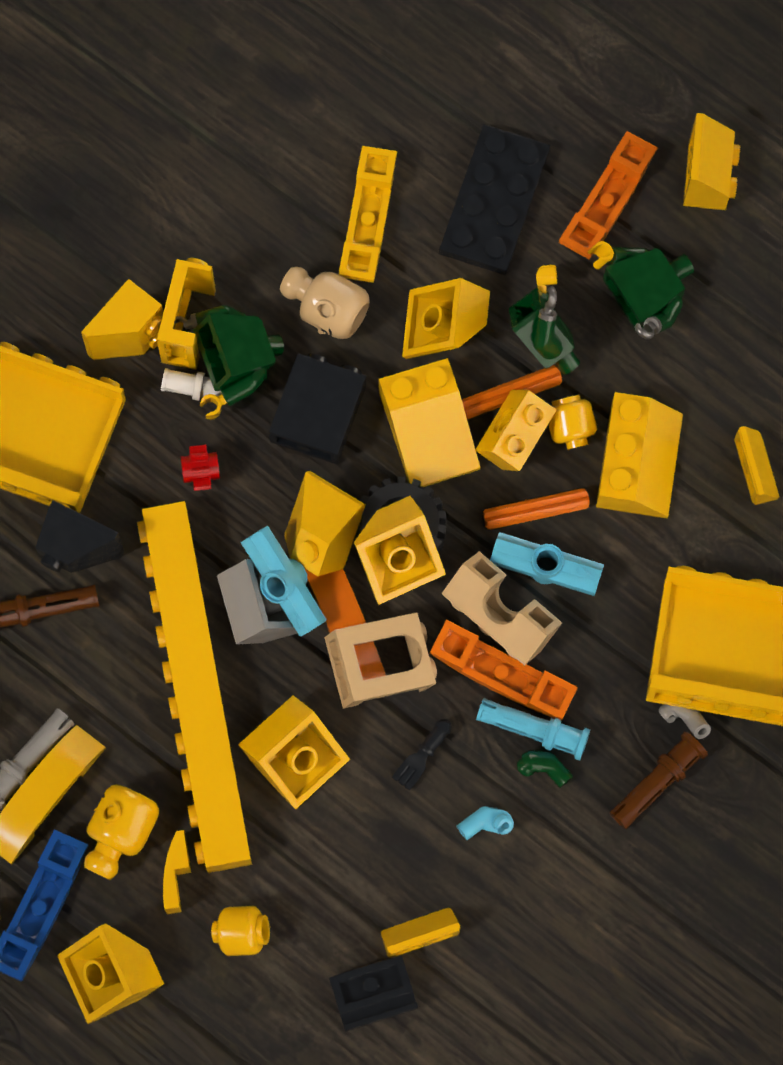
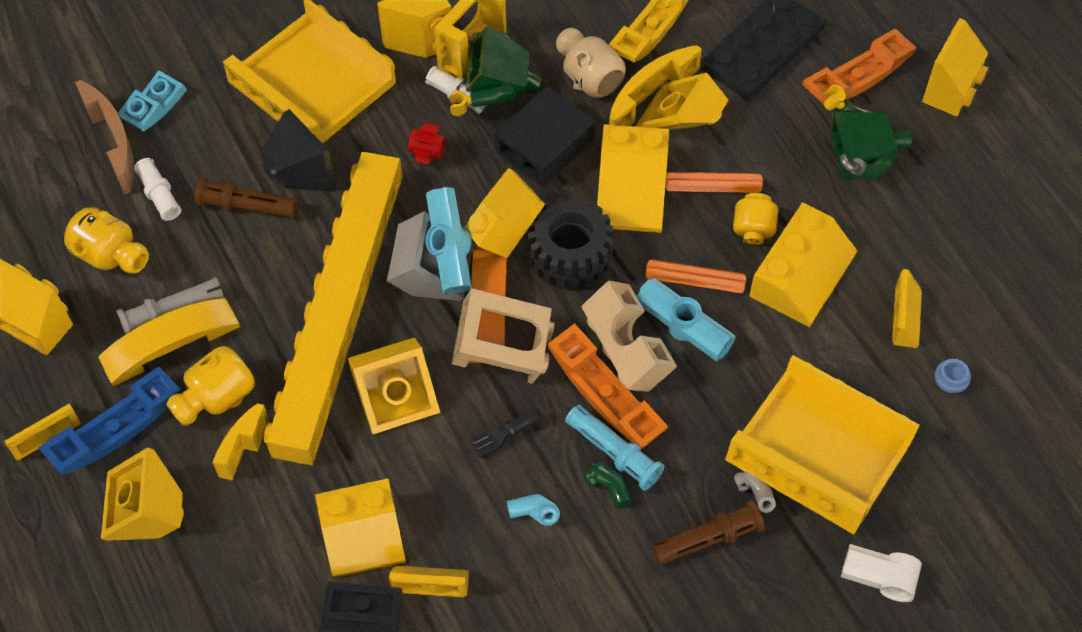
camera: 25 degrees right, 15 degrees down
(241, 930) = (271, 511): yellow head -> none
(334, 912) = (360, 528): none -> yellow slope
(398, 550) = (553, 247): yellow slope -> none
(417, 269) = (671, 66): none -> yellow slope
(515, 430) = (703, 204): yellow brick -> none
(540, 325) = (760, 136): dark green torso -> none

